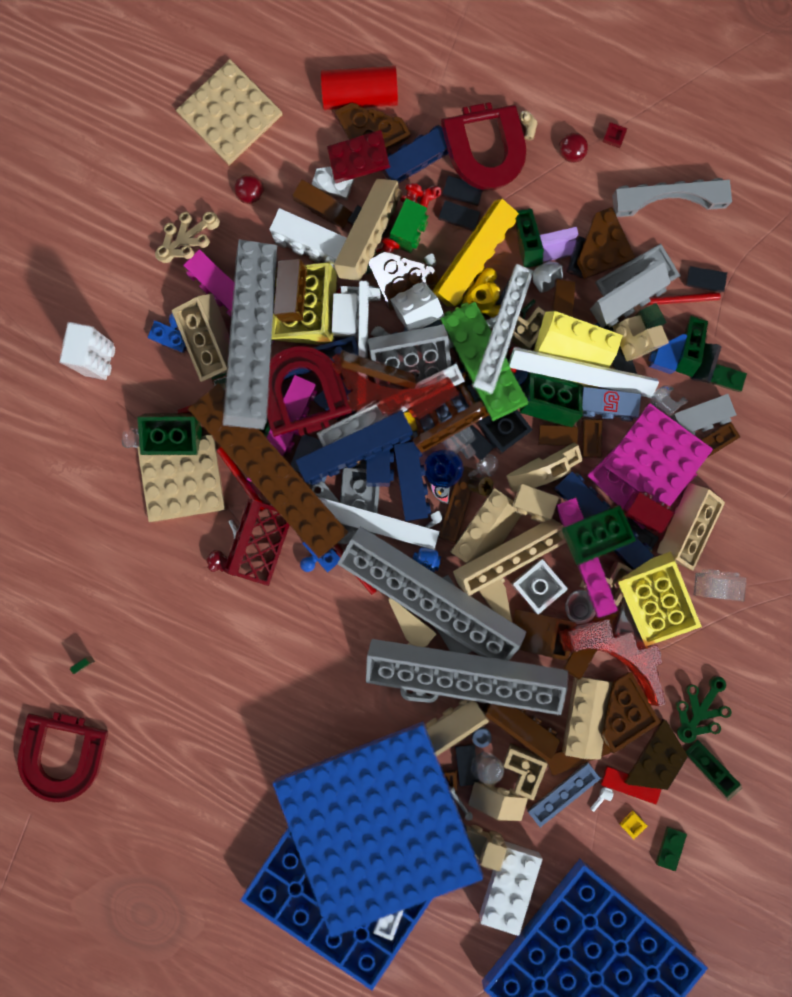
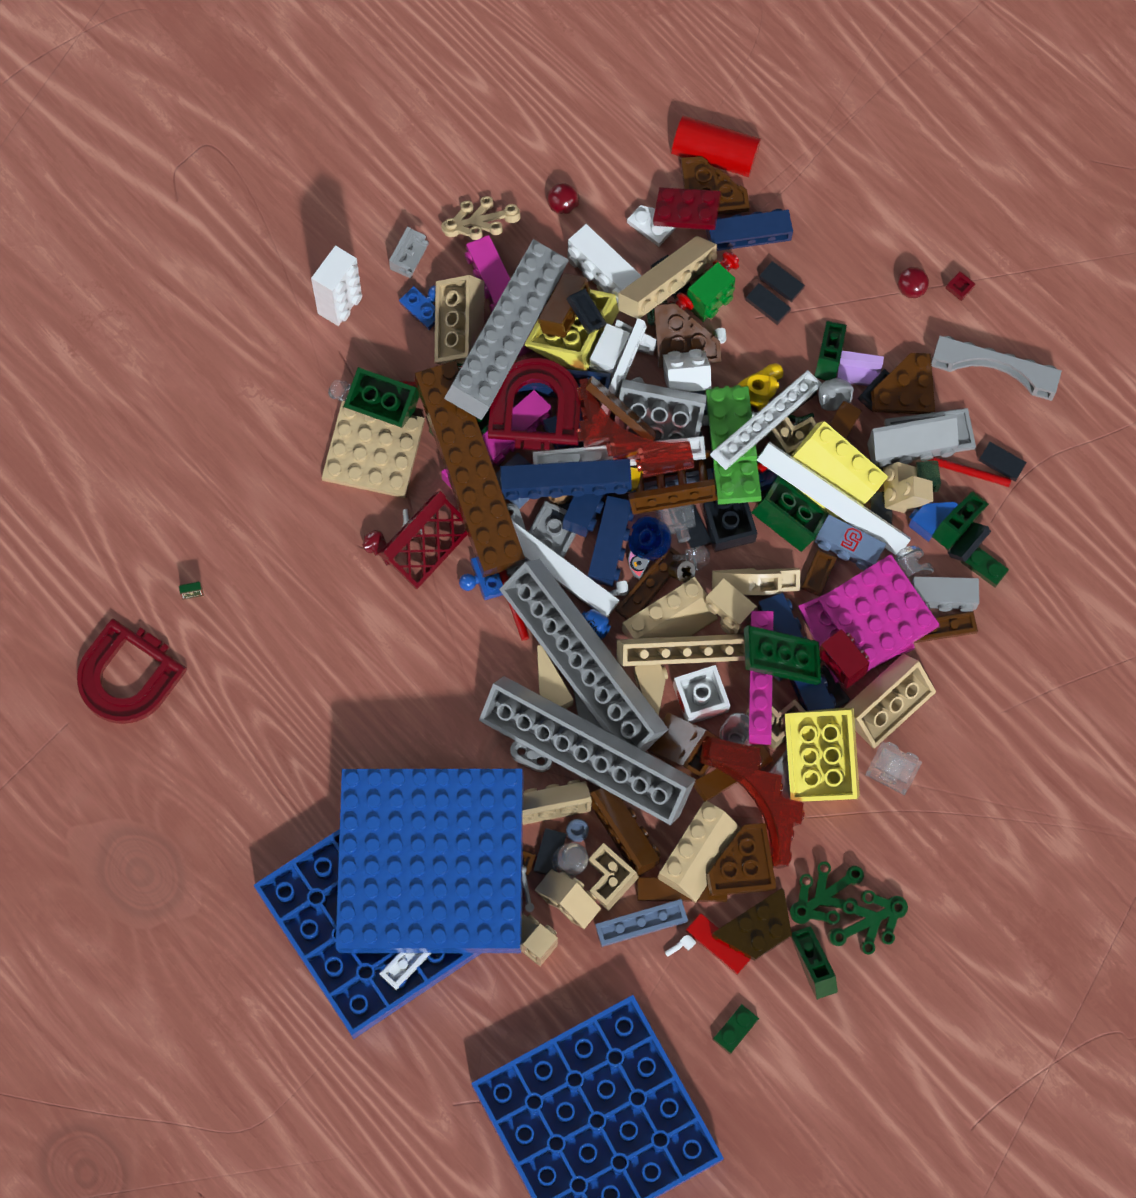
camera: 20 degrees right, 15 degrees down
(137, 291) = (408, 252): none -> light grey hinge
(229, 112) = (574, 121): tan plate -> none
(239, 476) = (433, 468): red bar -> none
(312, 290) = (586, 311): none -> black tile
(321, 204) = (630, 240): reddish brown slope -> none
(430, 194) = (745, 272): red arm -> none
(460, 151) = (793, 254): dark red piece -> none
(475, 252) = (769, 343): yellow brick -> none
(511, 889) = (543, 995): white brick -> none
(529, 123) = (877, 243): tan arm -> none
(557, 435) = (783, 555): reddish brown tile -> none
(633, 824) = (704, 987): yellow tile -> none
(746, 719) = (871, 920): none -> dark green plant

